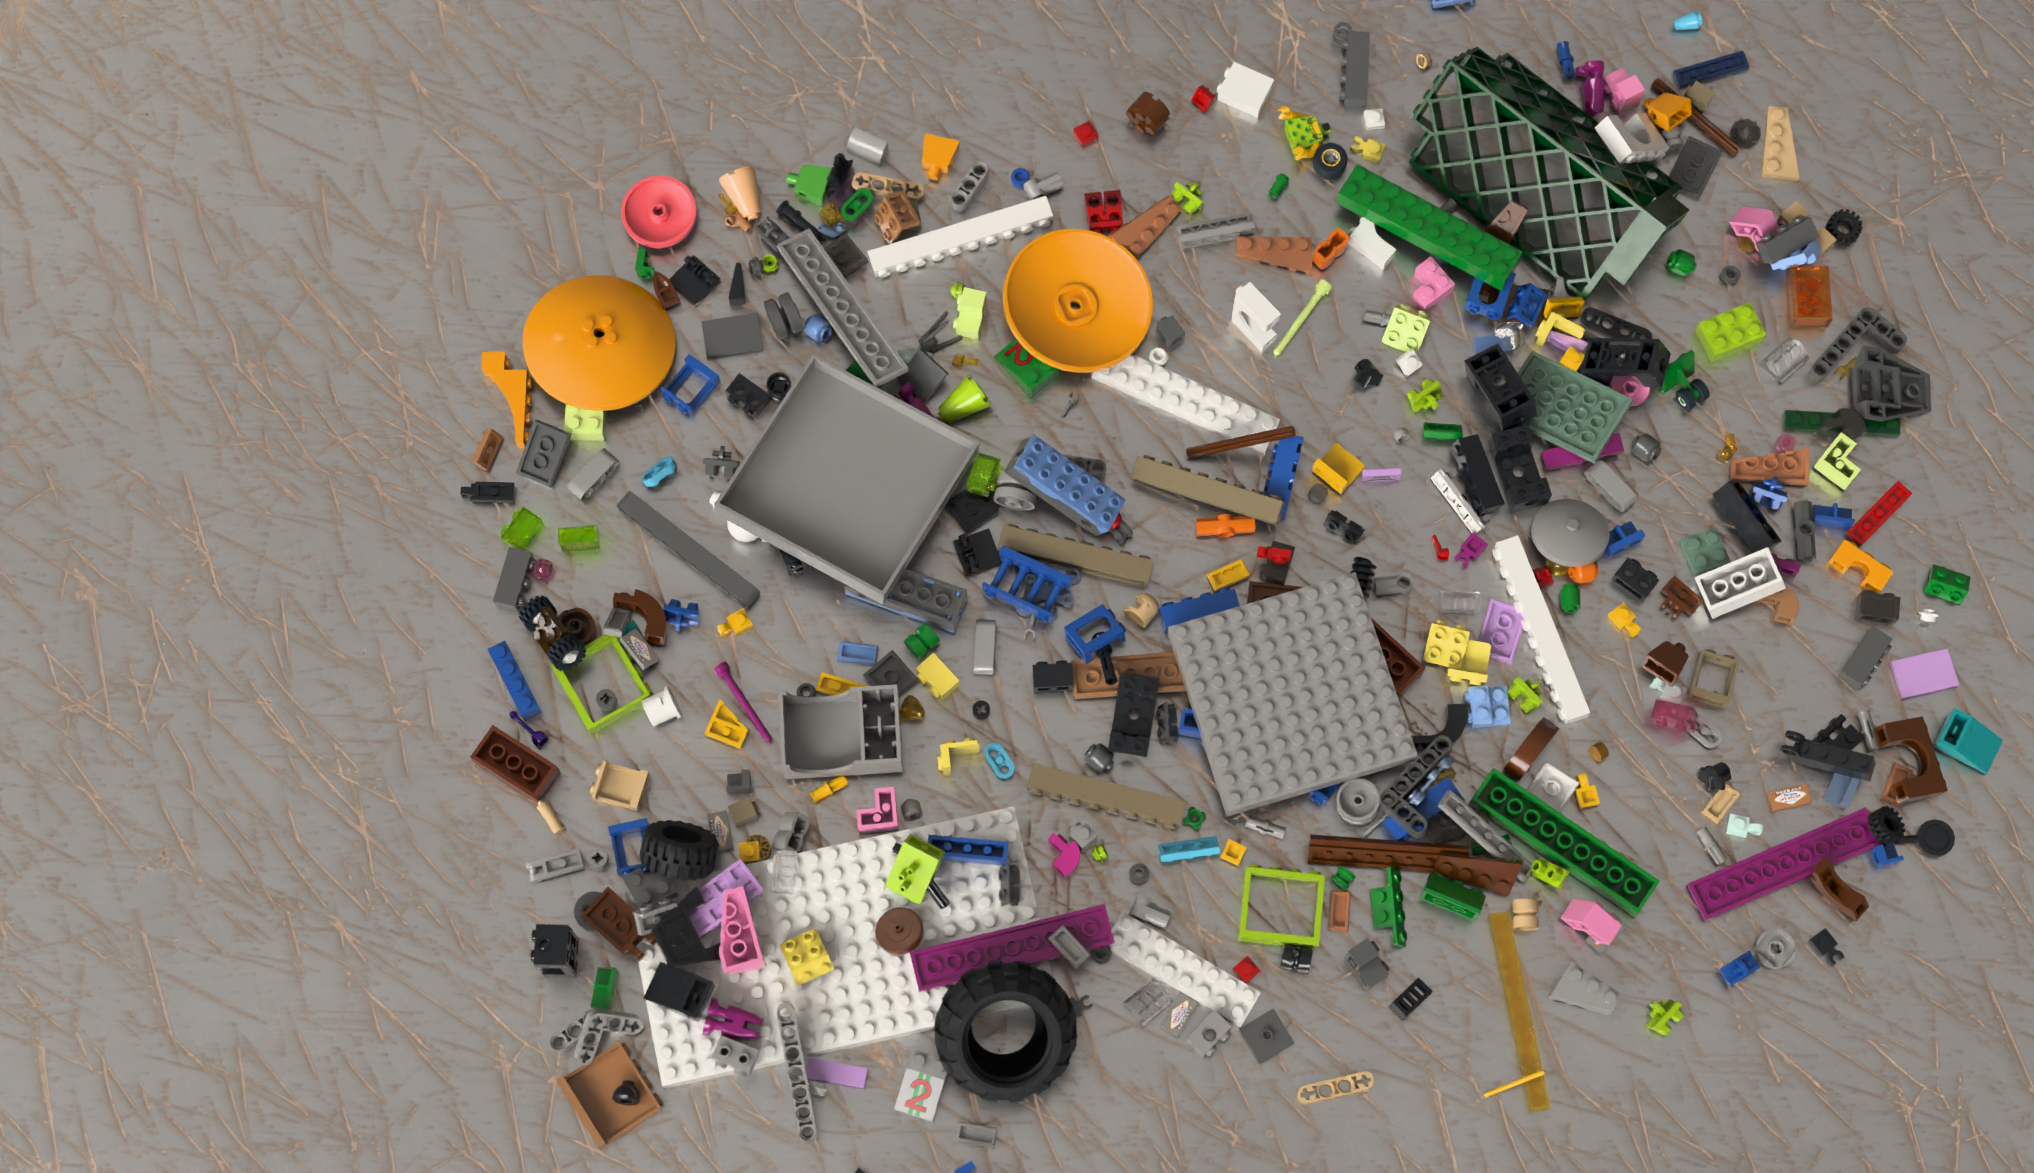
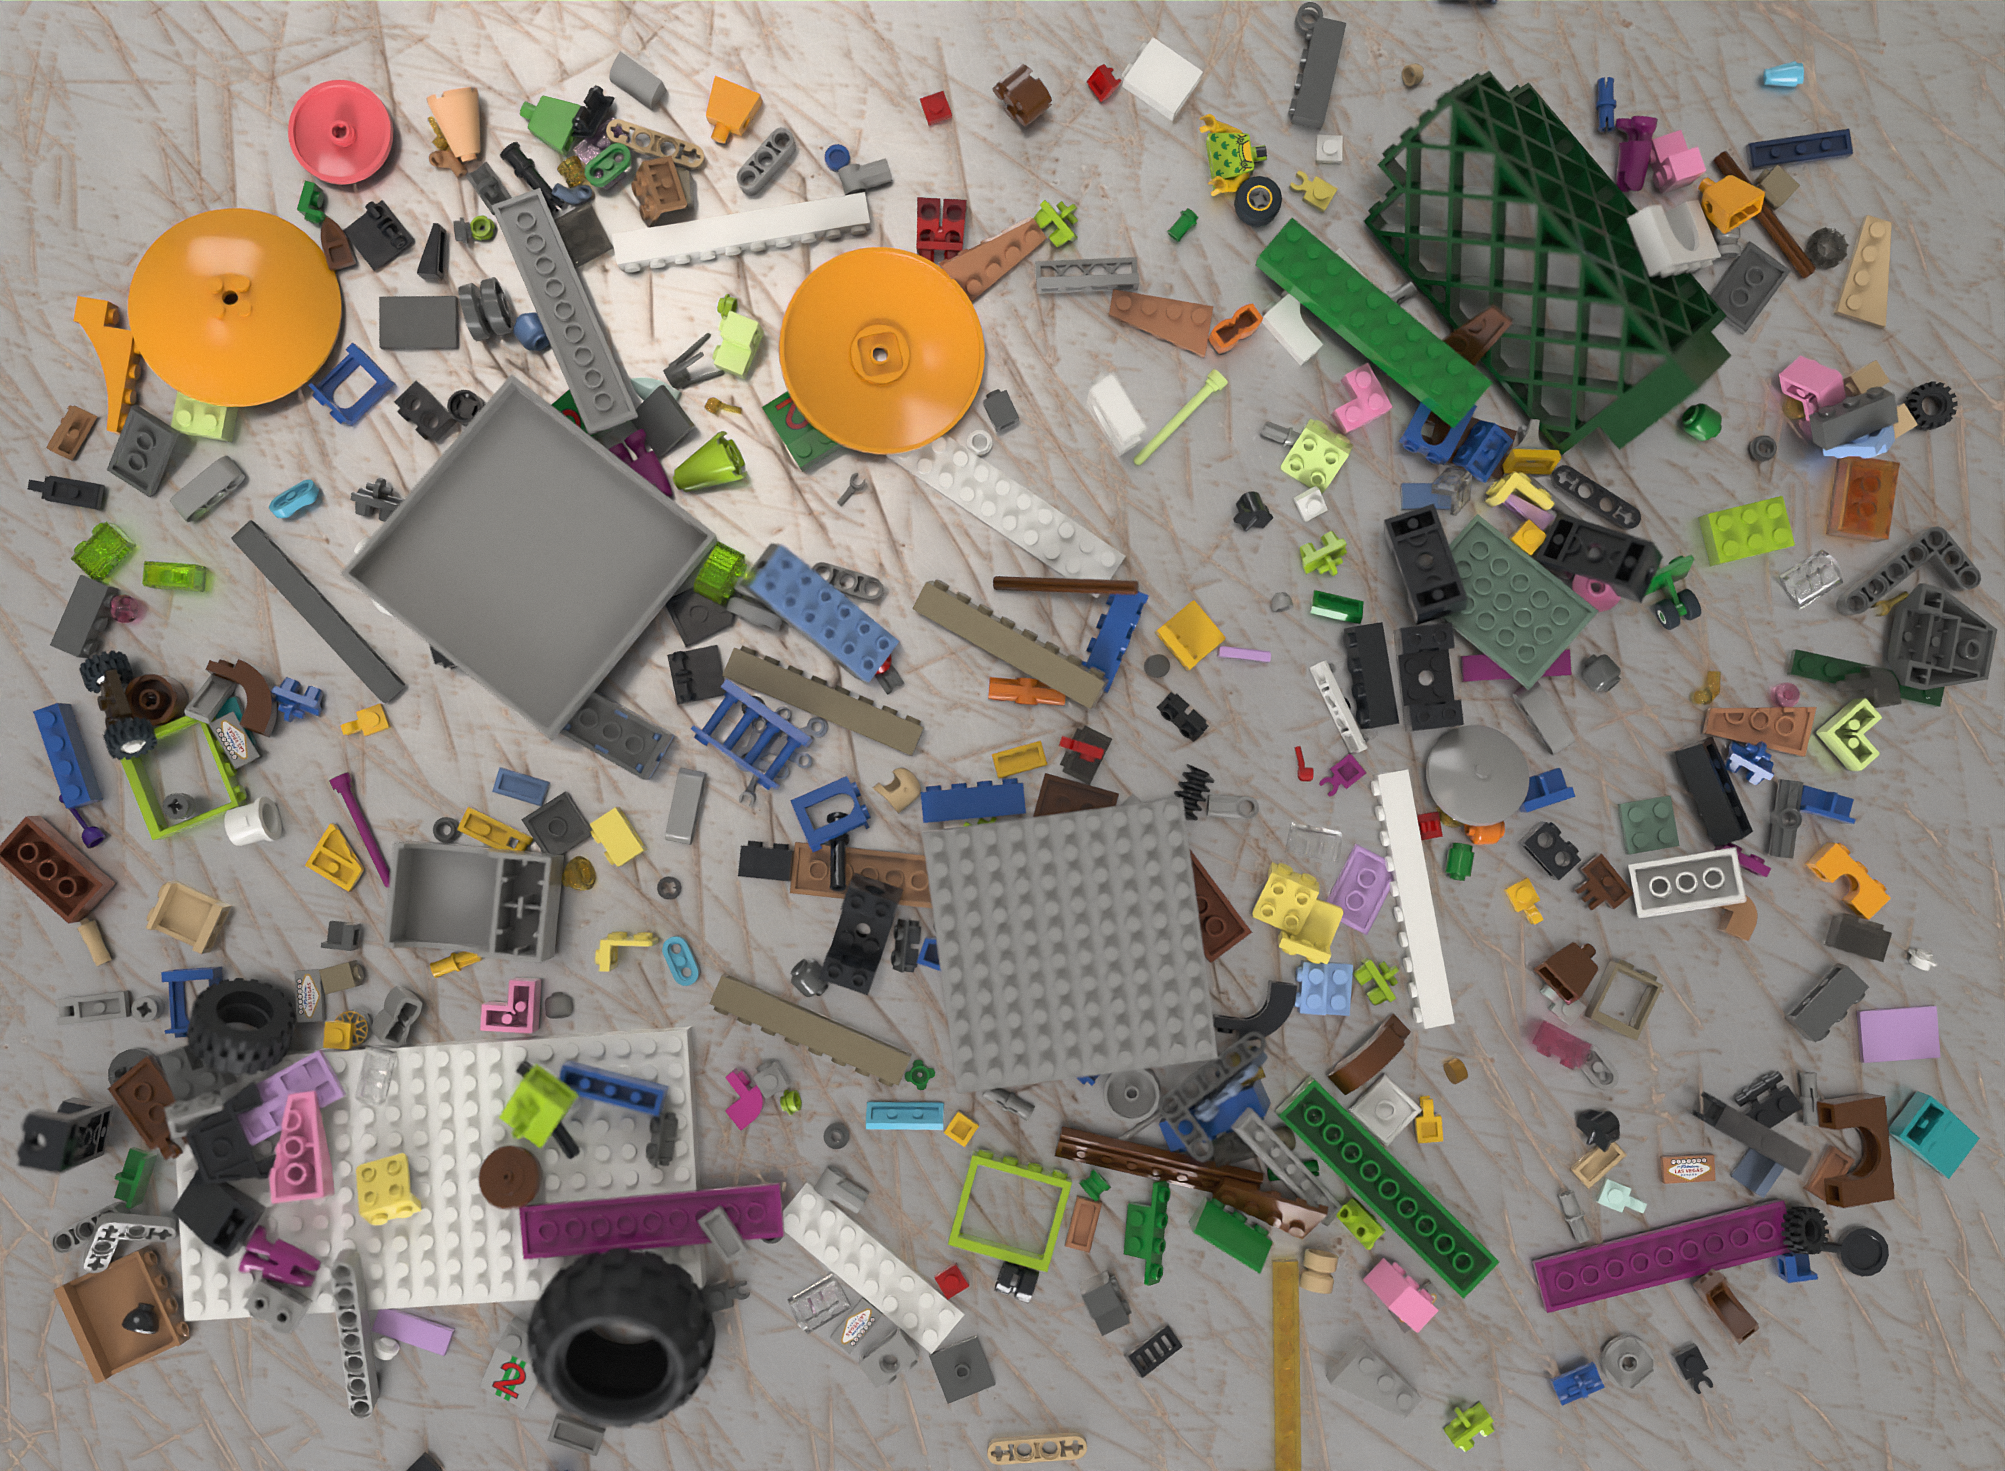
camera: 10 degrees right, 15 degrees up
(924, 639) = (601, 788): green wheel -> none
(1878, 513) = (1888, 811): red plate -> none
(1947, 584) = (1956, 920): green bracket -> none

